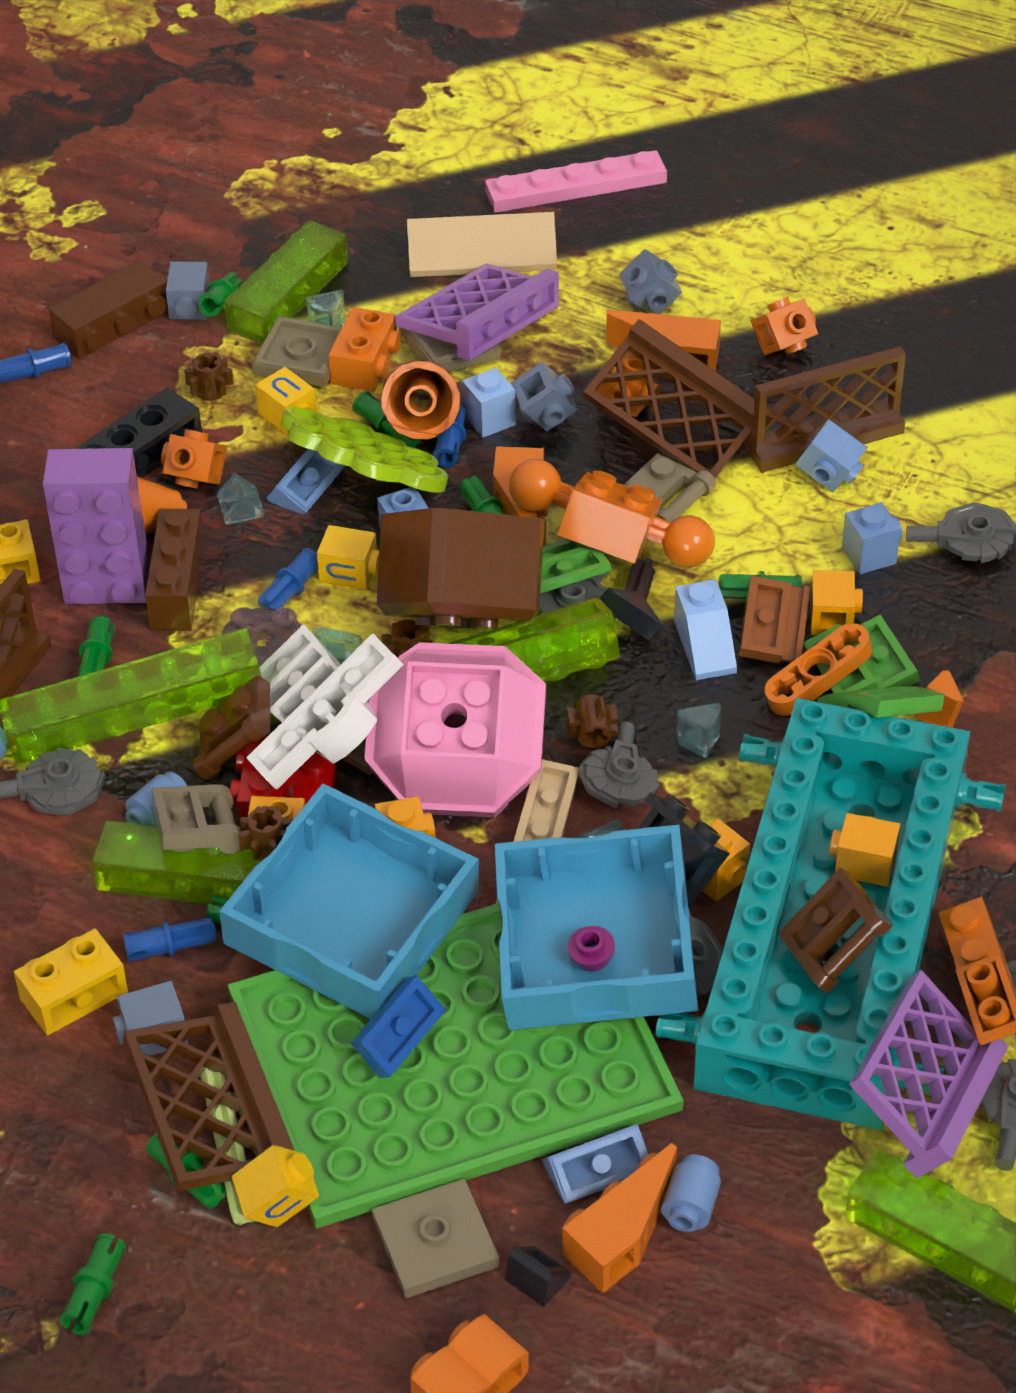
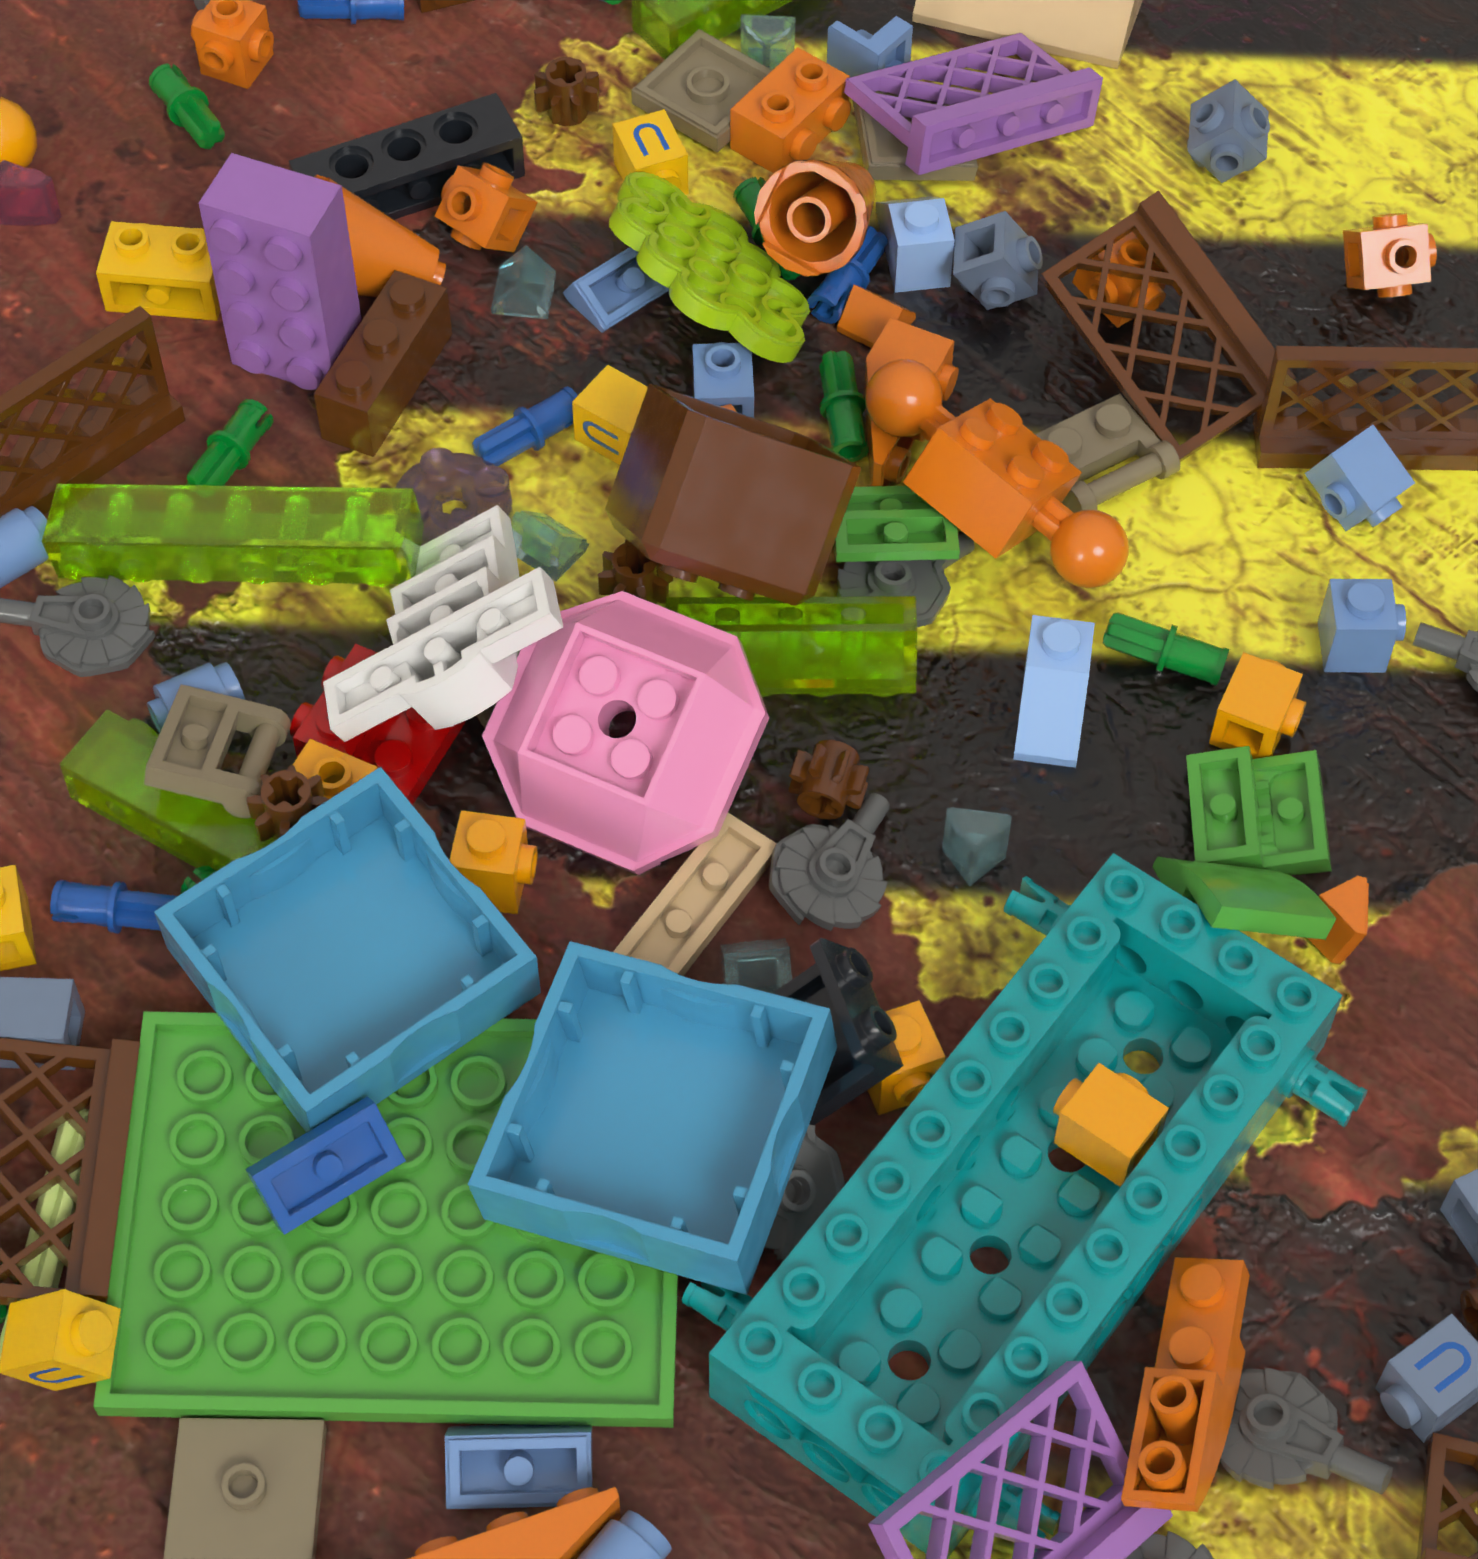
camera: 20 degrees right, 10 degrees up
(233, 726) = (339, 624): reddish brown plate -> none
(395, 301) = (863, 52): none -> medium blue panel
(477, 454) = (868, 314): none -> orange slope
(591, 958) = (643, 1161): magenta plate -> none
(631, 604) = (967, 619): black piece -> none
(694, 335) = (1237, 234): orange slope -> none
(774, 620) = (1158, 710): dark orange plate -> none
(823, 652) = (1197, 783): orange beam -> none
(824, 922) = (986, 1223): reddish brown plate -> none

